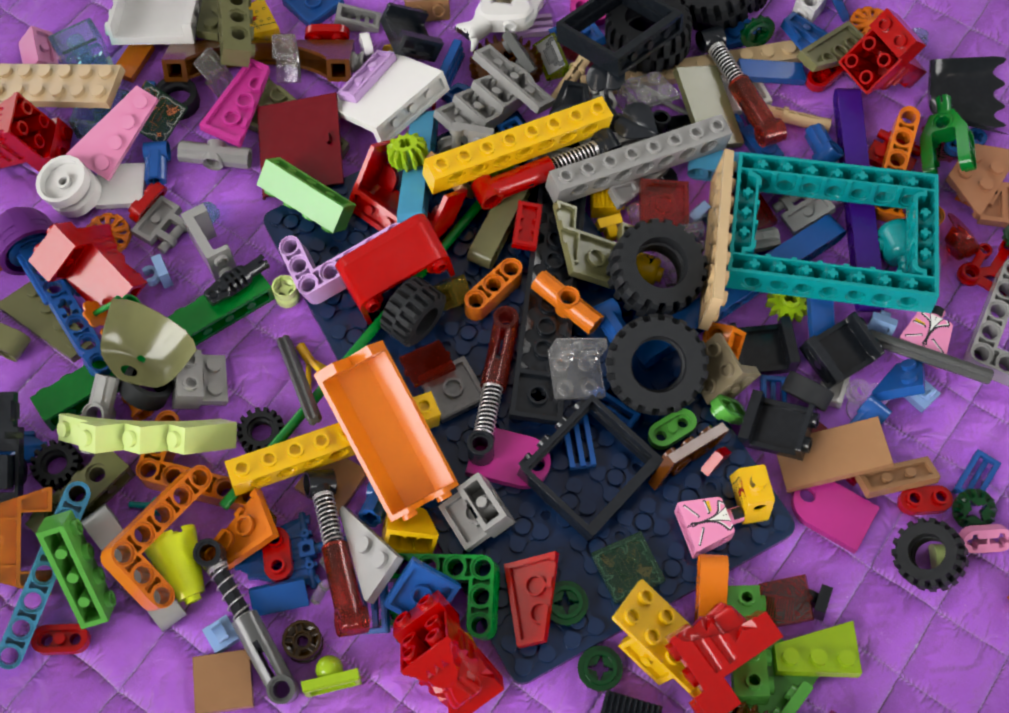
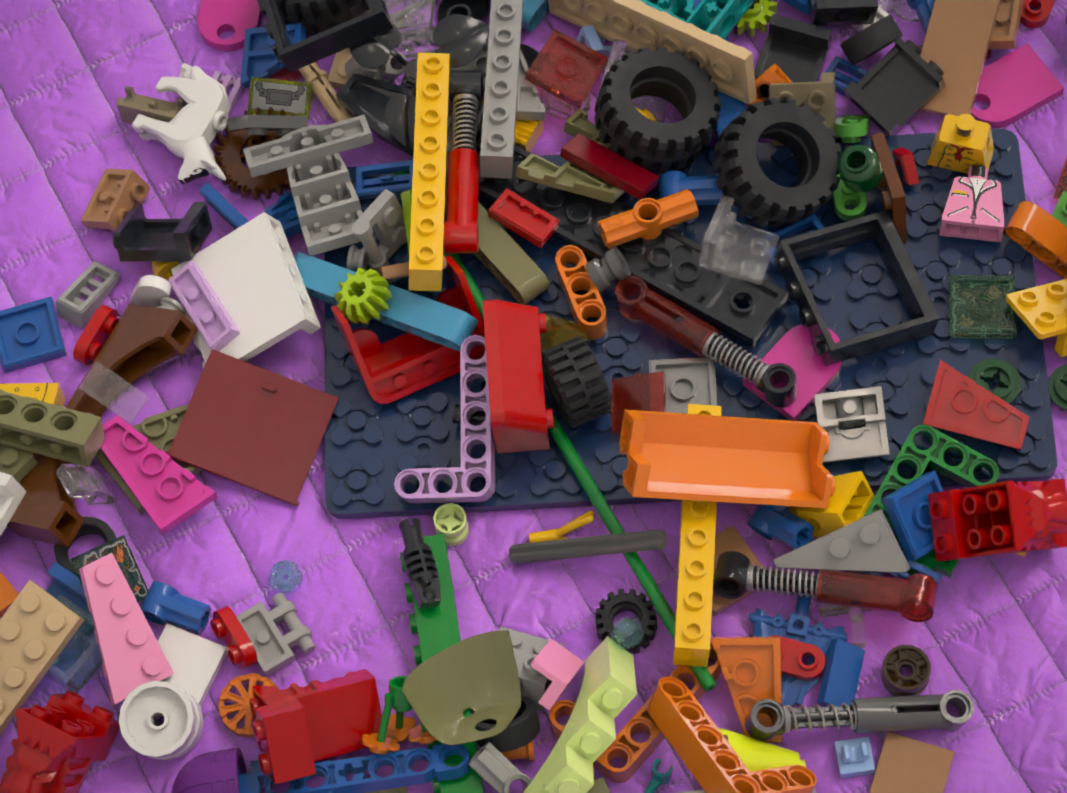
camera: 55 degrees left, 0 degrees up
(160, 272) = (343, 656): light blue tile -> none
(193, 398) = (559, 667): none -> bright pink panel
(200, 230) = (344, 588): light grey panel -> none
(214, 154) = (203, 535): light grey piece -> none
(243, 433) = (627, 632): none -> clear light blue plate
(305, 195) = (342, 441): brick -> none
(330, 677) = (954, 655): lime tile -> none
(513, 294) = (609, 268): none -> dark grey wheel
(587, 432) = (816, 284): blue tile -> none
(594, 259) = (609, 166): none -> dark red tile
(609, 226) = (554, 139): yellow tile -> none
(681, 422) = (860, 168): none -> dark green head

